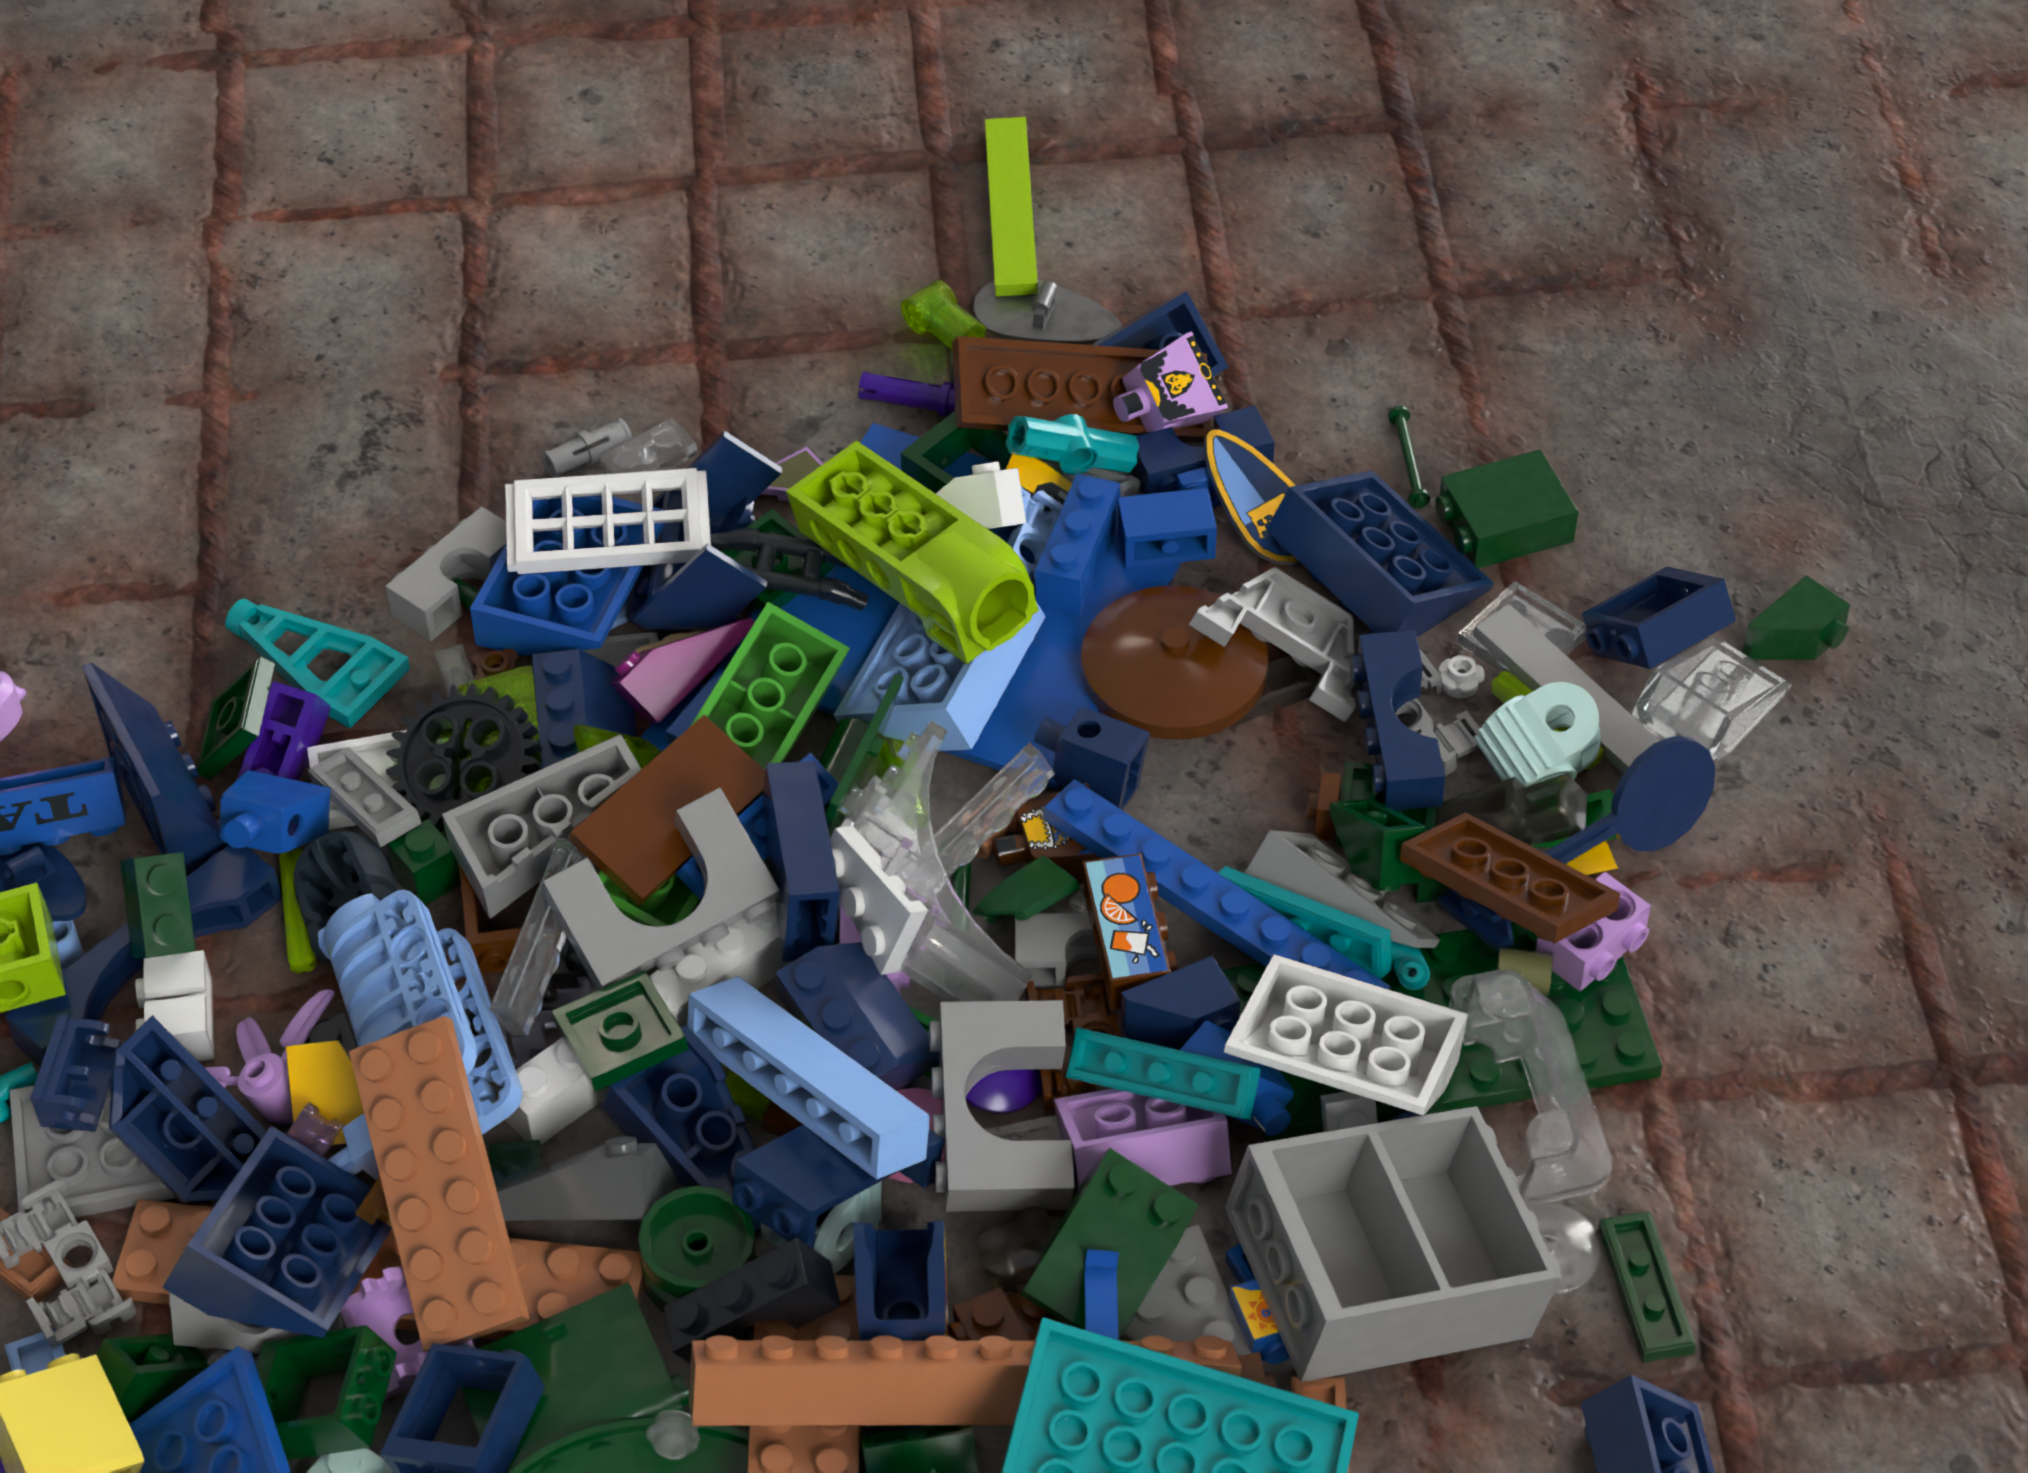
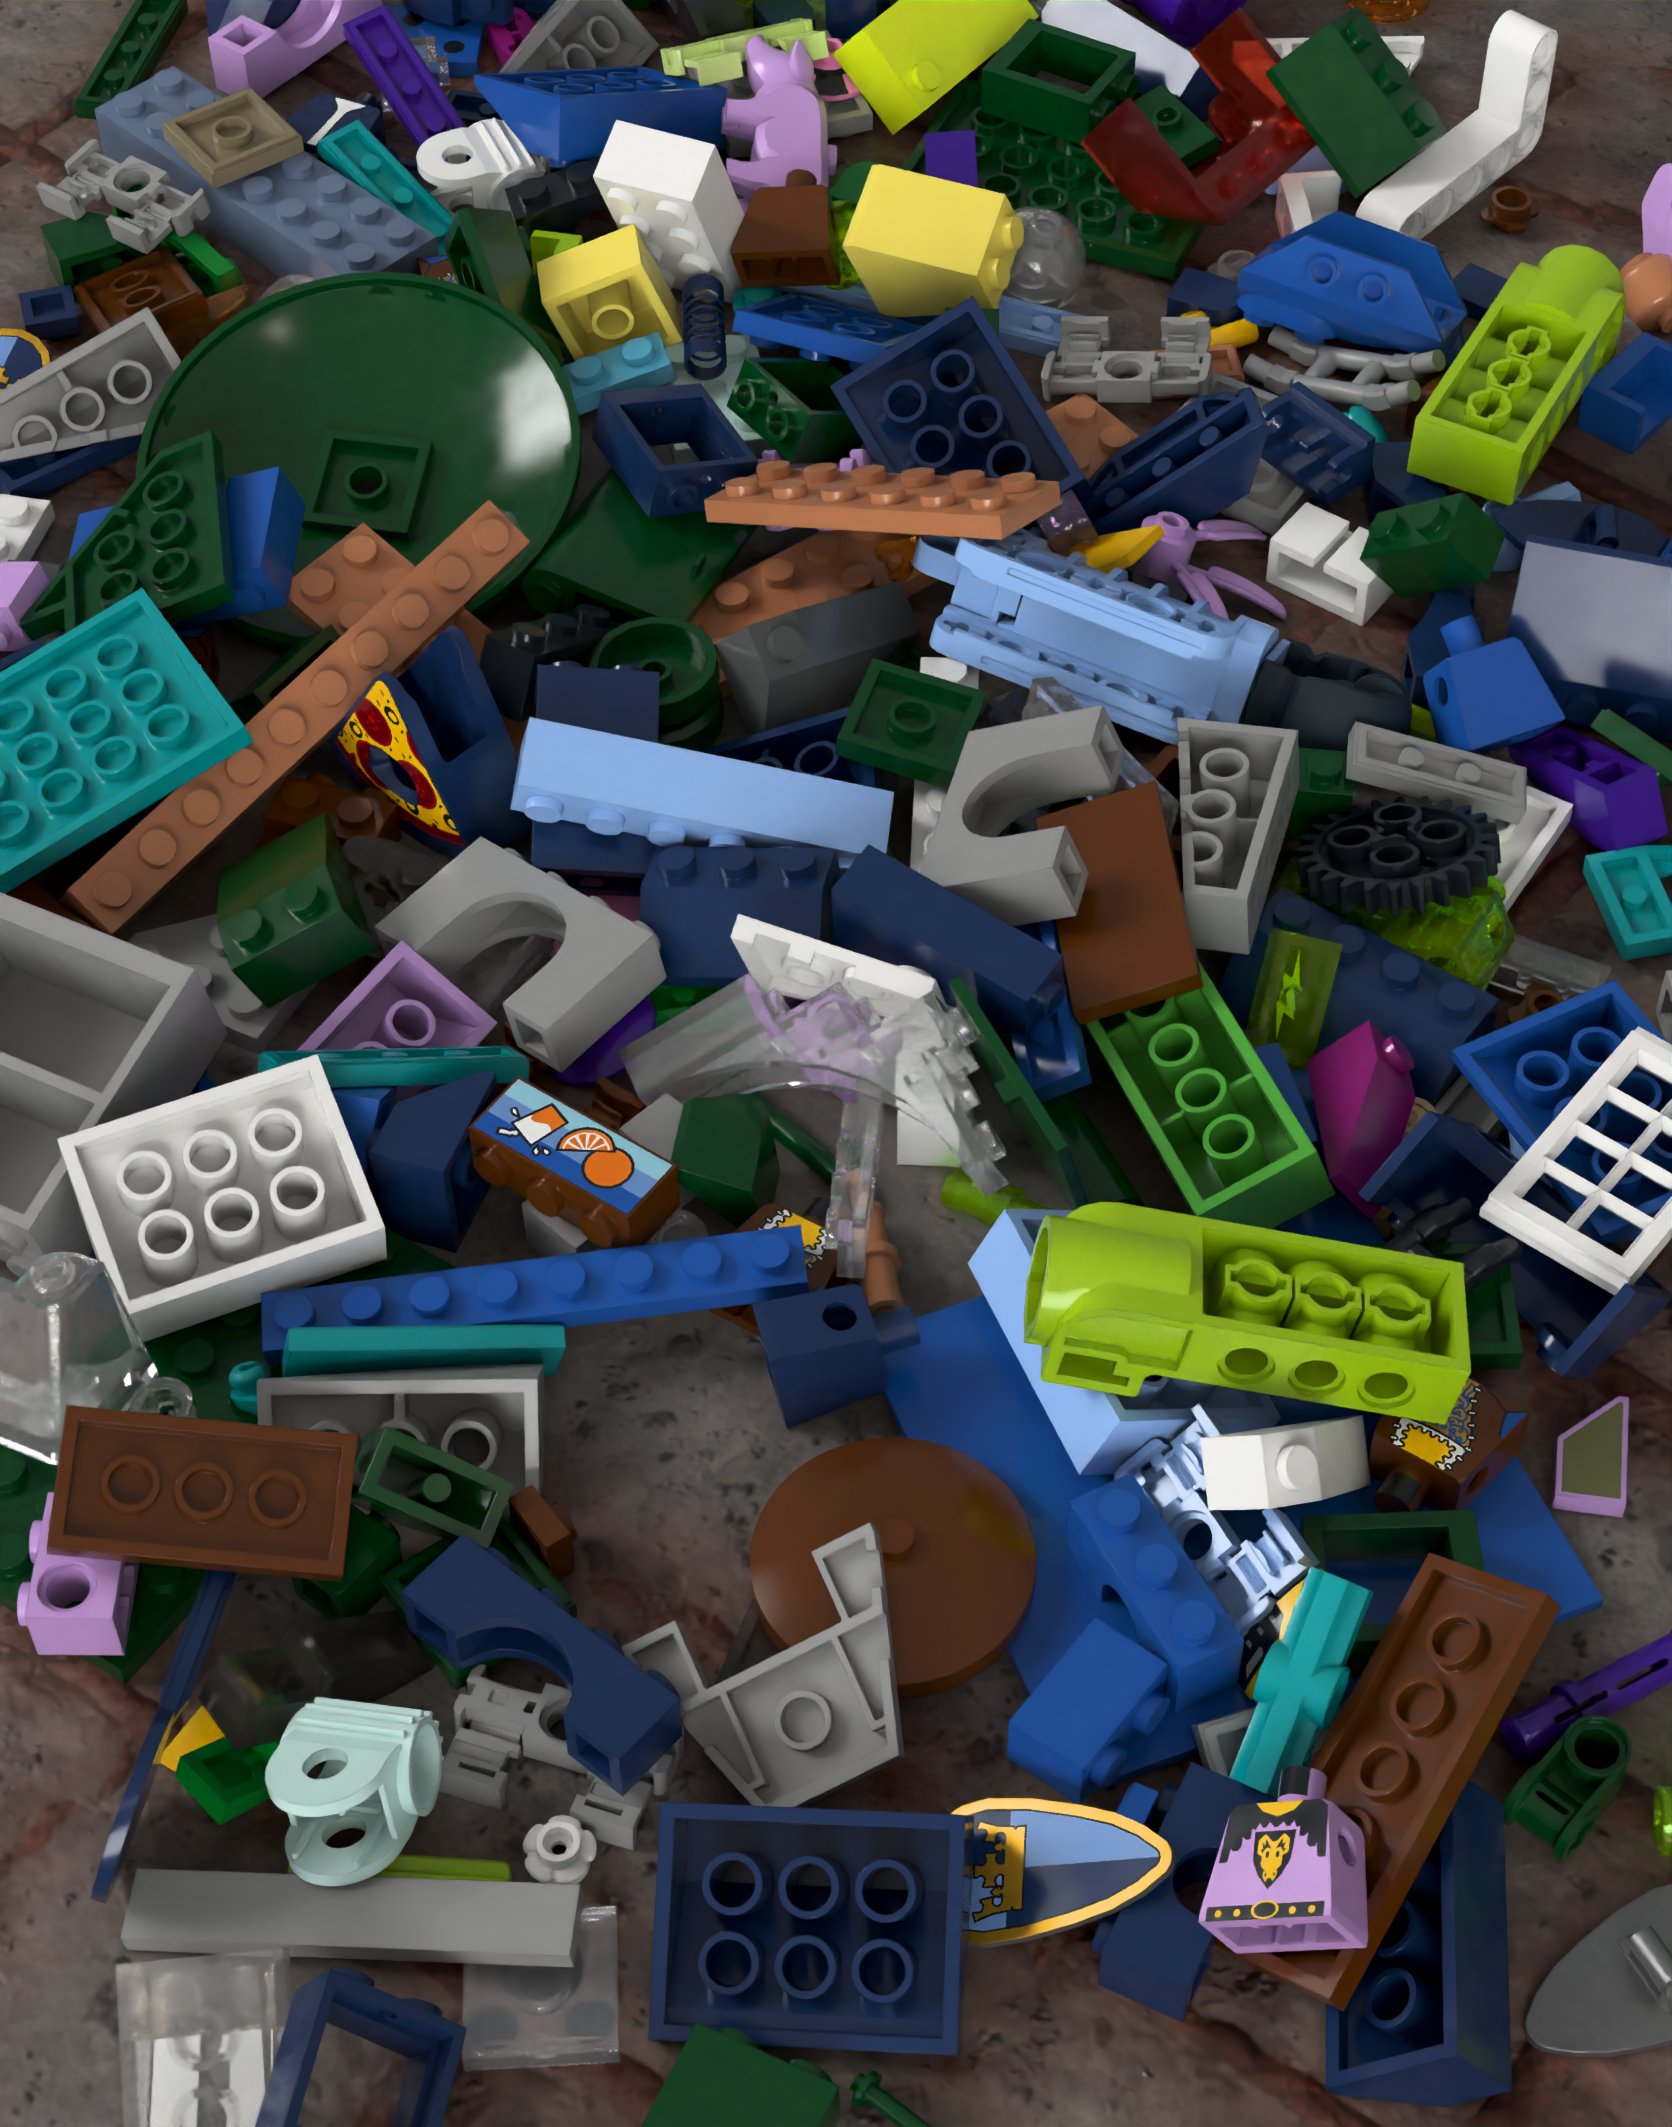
camera: 135 degrees right, 0 degrees up
(1101, 1293) = (228, 823): blue piece -> none

